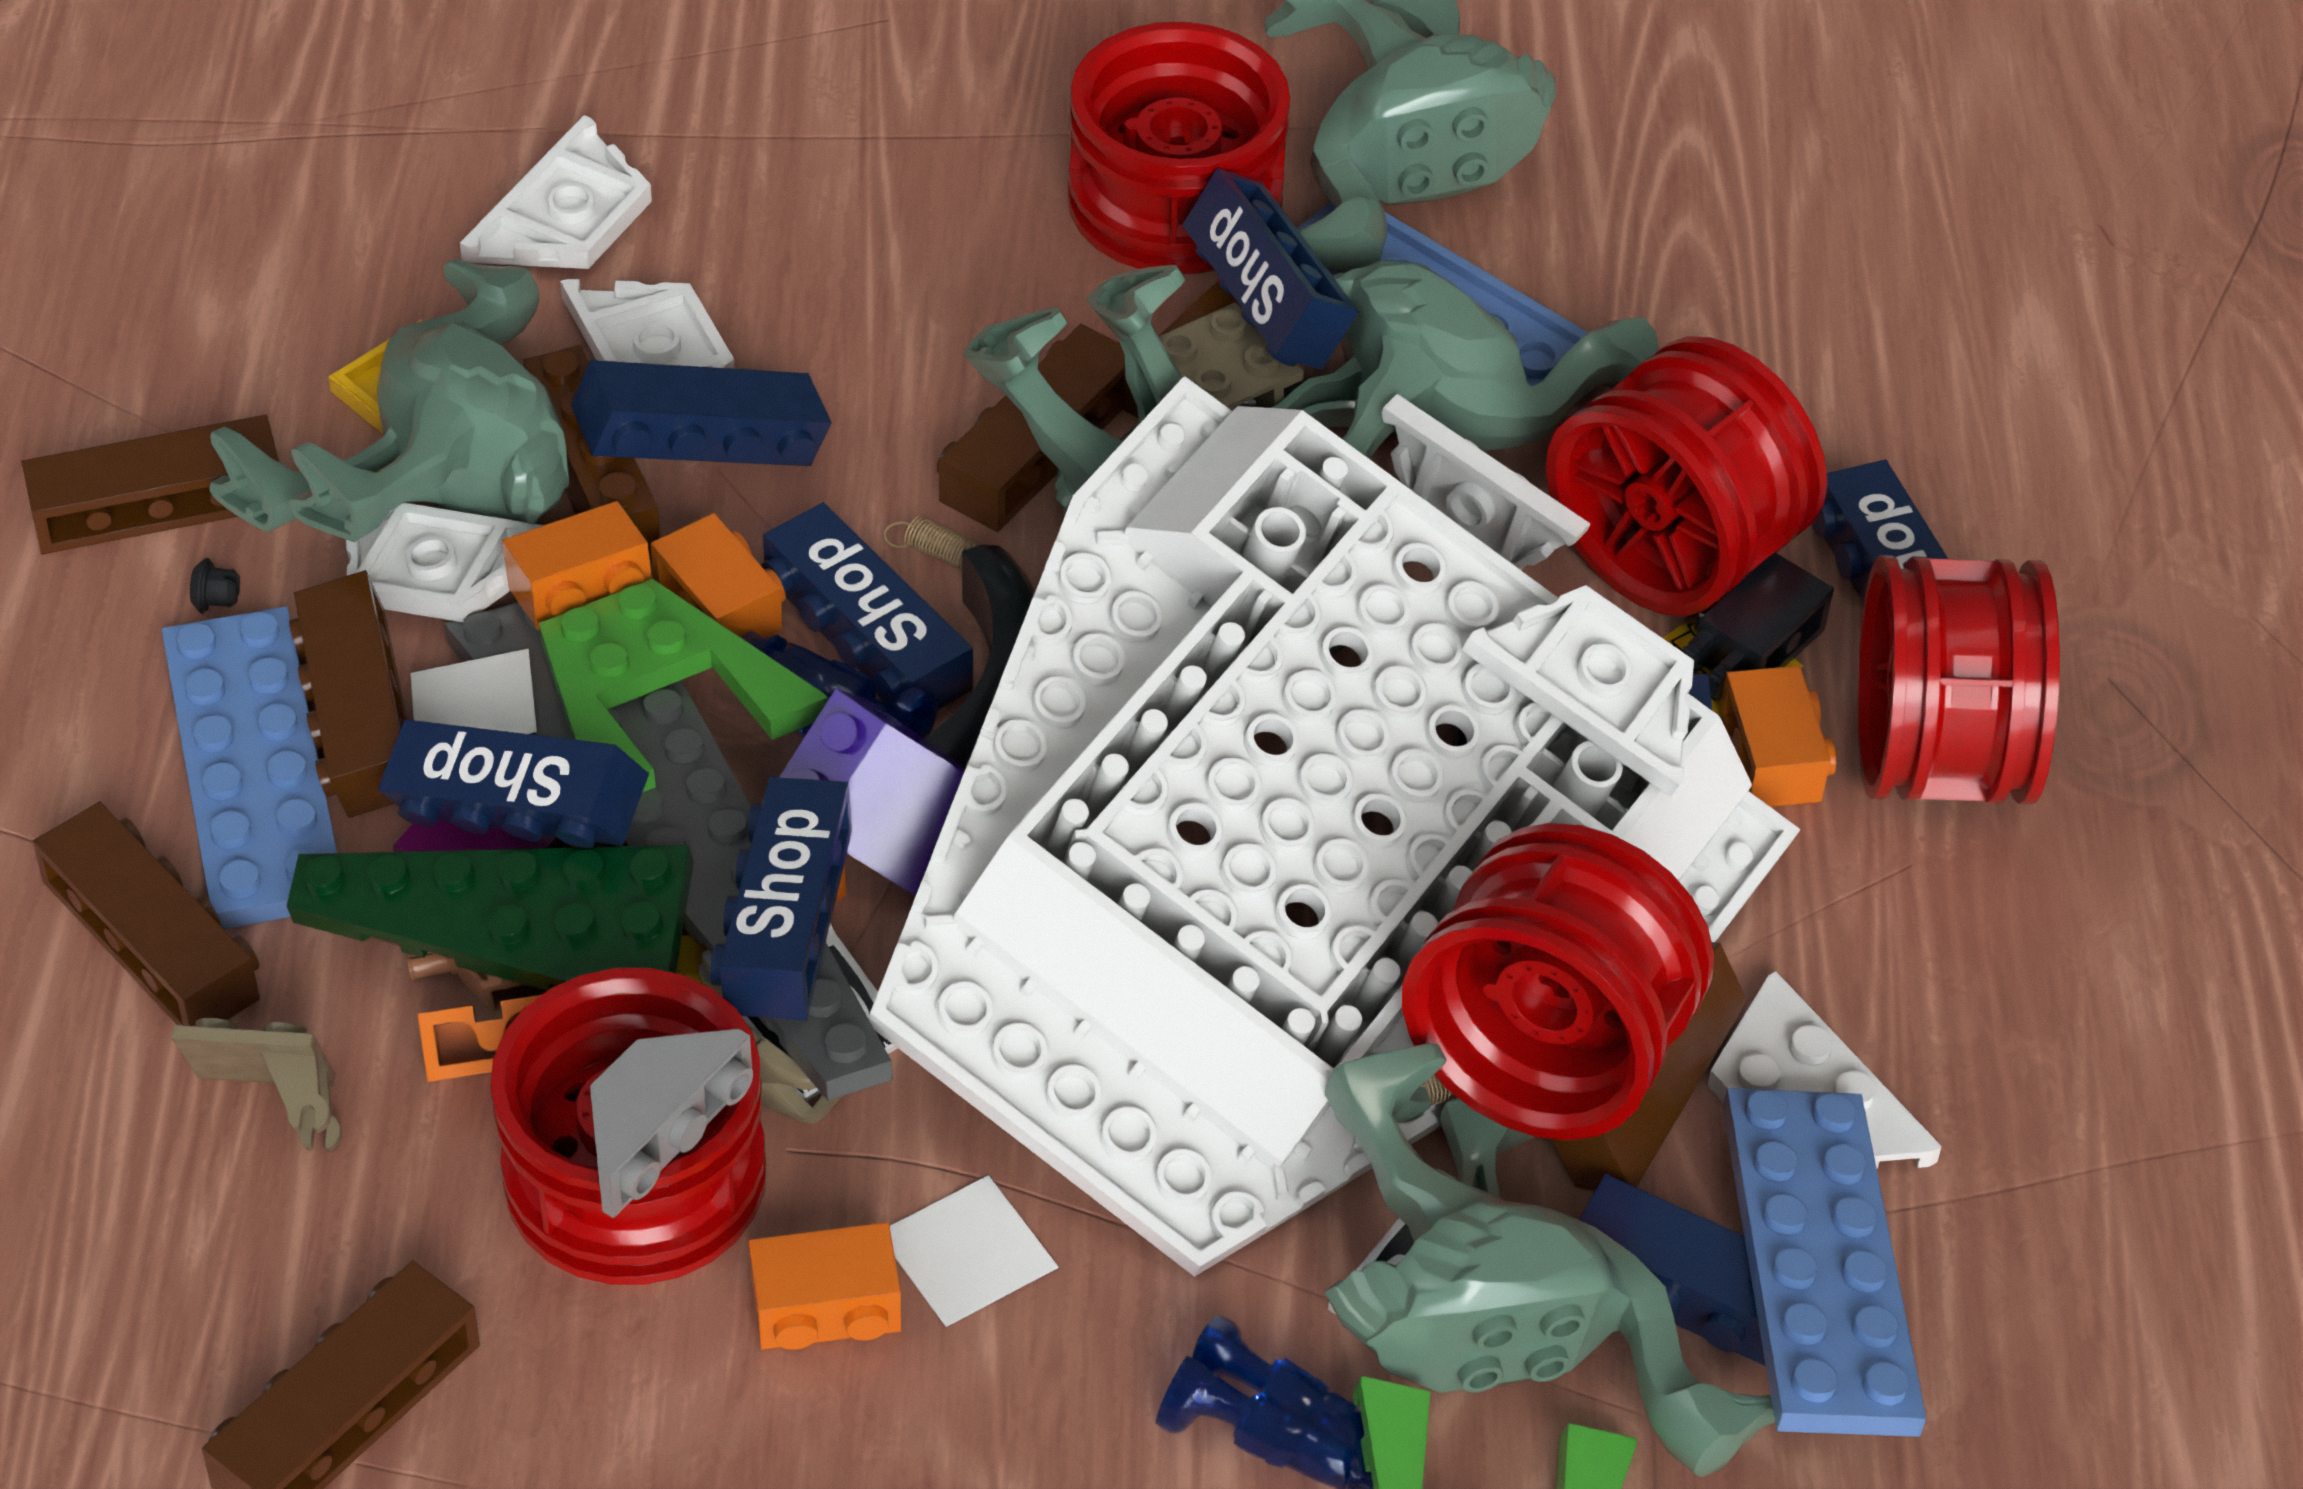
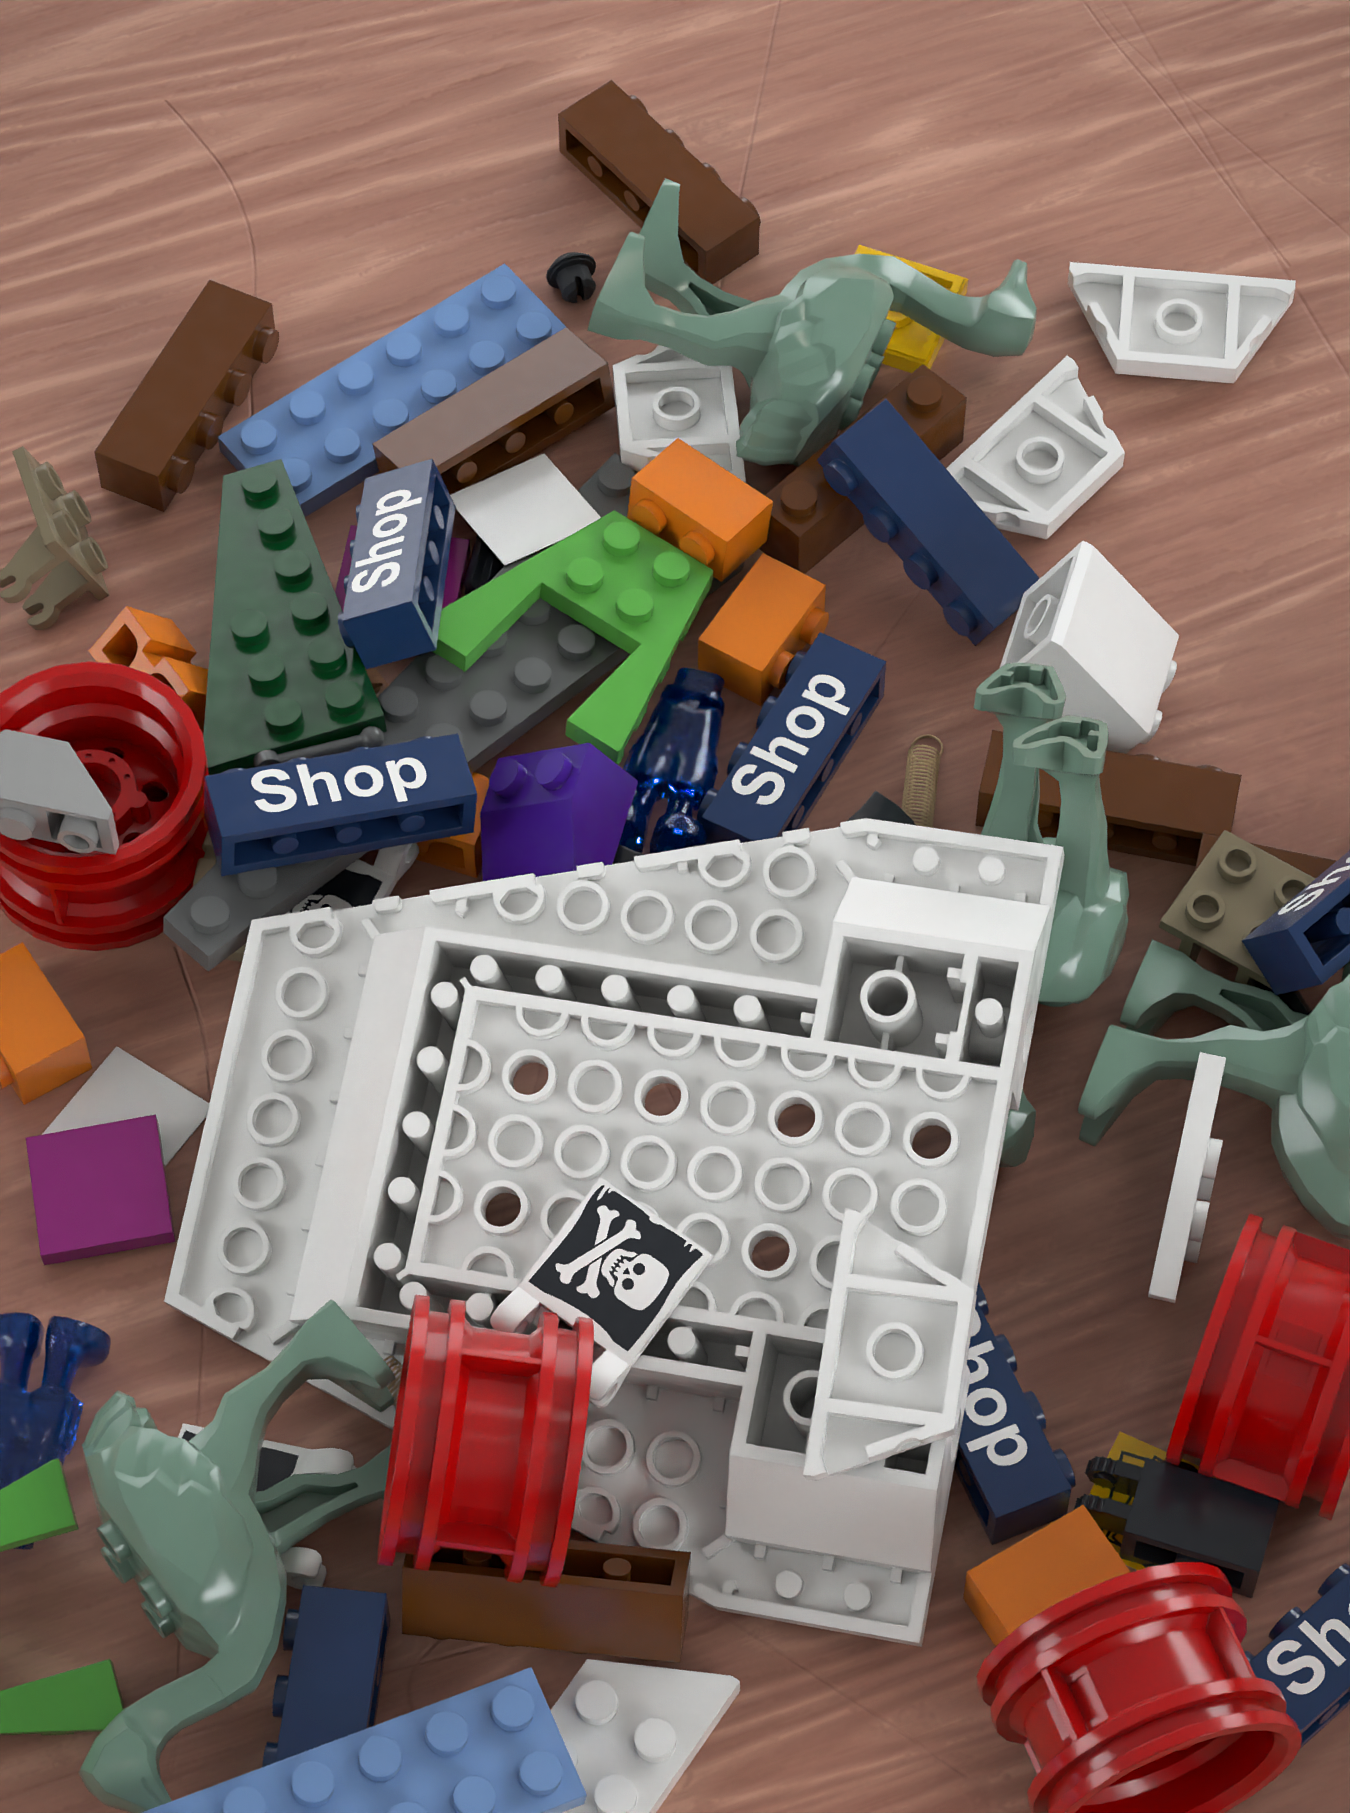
camera: 70 degrees right, 10 degrees up
(699, 871) = (369, 737): none -> dark grey hinge
(896, 369) = (1101, 642): none -> white slope
(1042, 1287) = (100, 1190): none -> magenta tile
(1413, 848) = (609, 1266): none -> flag

